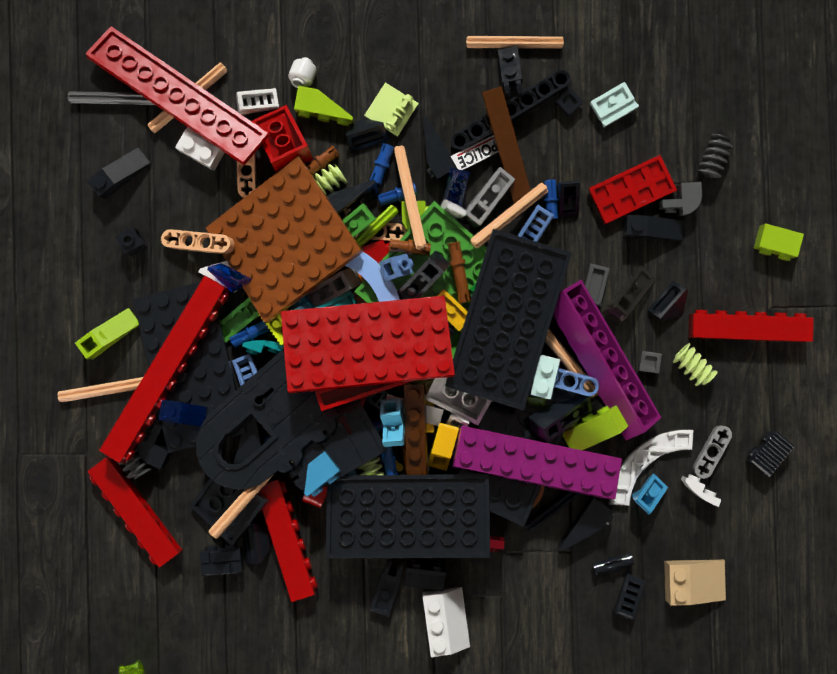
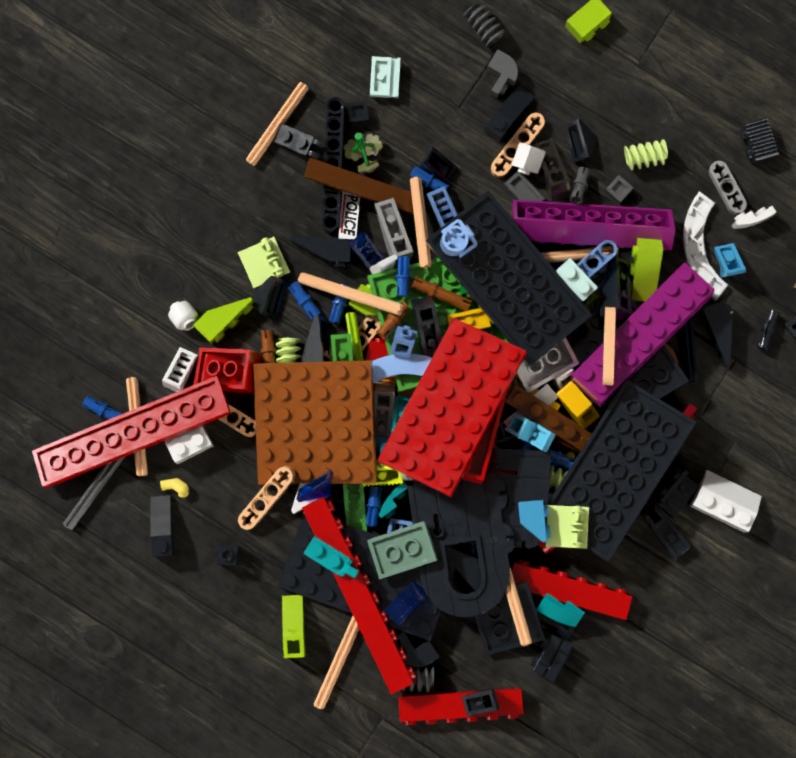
camera: 60 degrees left, 5 degrees down
(144, 527) = (480, 702): none -> black slope
(162, 162) = (176, 484): none -> light yellow arm
(177, 326) = (330, 558): none -> teal hinge
(182, 59) = (101, 409): none -> blue pin
(224, 381) = (402, 550): none -> sand green plate
(263, 550) = (565, 614): none -> teal slope
(333, 505) = (568, 526): none -> yellowish green hinge
(452, 230) = (403, 276): none -> blue axle
(505, 442) = (609, 345): none -> light nougat beam
(510, 252) = (456, 239): none -> light blue piece
(534, 121) = (359, 149): none -> olive plant
(624, 269) = (528, 159): none -> white brick
(630, 253) = (514, 142): none -> light nougat beam
(630, 327) = (580, 185): none -> dark grey pin
(632, 189) = (465, 109): red plate -> none
(751, 326) = (644, 89): red brick -> none

